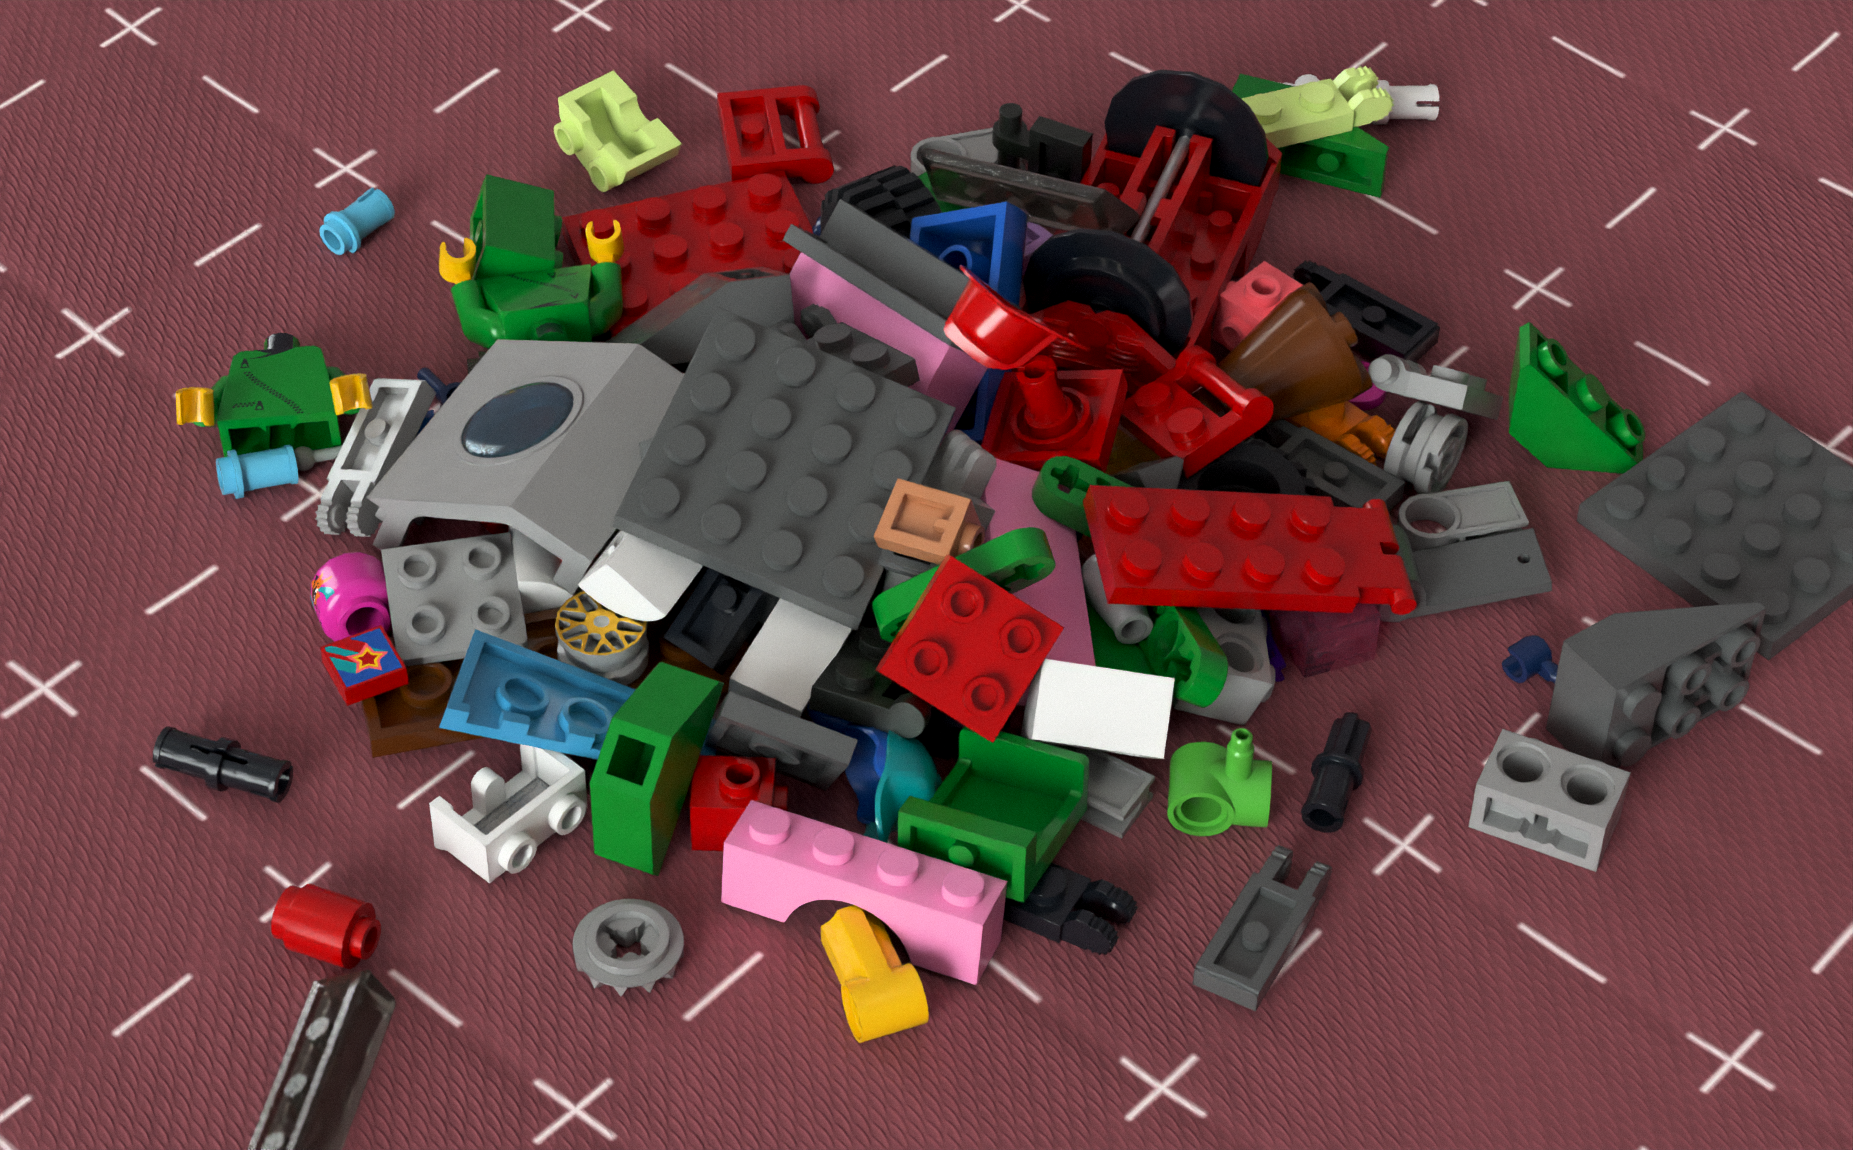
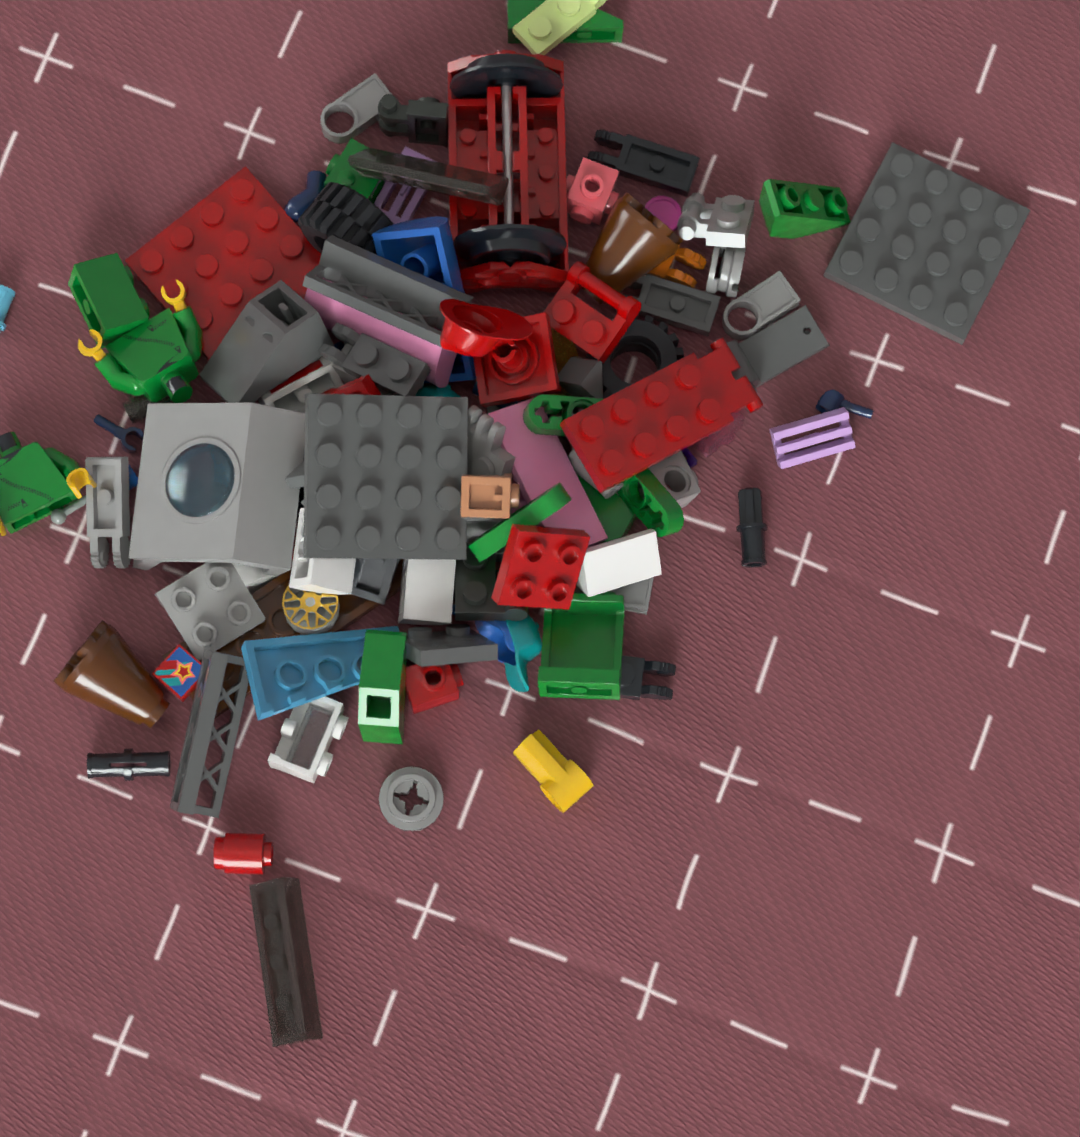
camera: 25 degrees left, 30 degrees up
(256, 470) = (37, 539): medium azure pin -> none
(258, 638) = (113, 678): none -> reddish brown cone
(342, 735) = (201, 732): none -> dark grey fence
(351, 595) = (146, 620): dark pink head -> none
(611, 133) = (128, 180): yellowish green cylinder -> none
(756, 138) = (214, 140): red plate -> none
(936, 908) = (563, 718): bright pink arch -> none
(1218, 786) = (693, 570): bright green piece -> none
(1260, 931) = (748, 658): dark grey hinge -> none
(1486, 662) = (845, 430): none -> lavender tile
(1549, 799) = (876, 517): light grey brick -> none
(1651, 677) = (895, 422): dark grey slope -> none

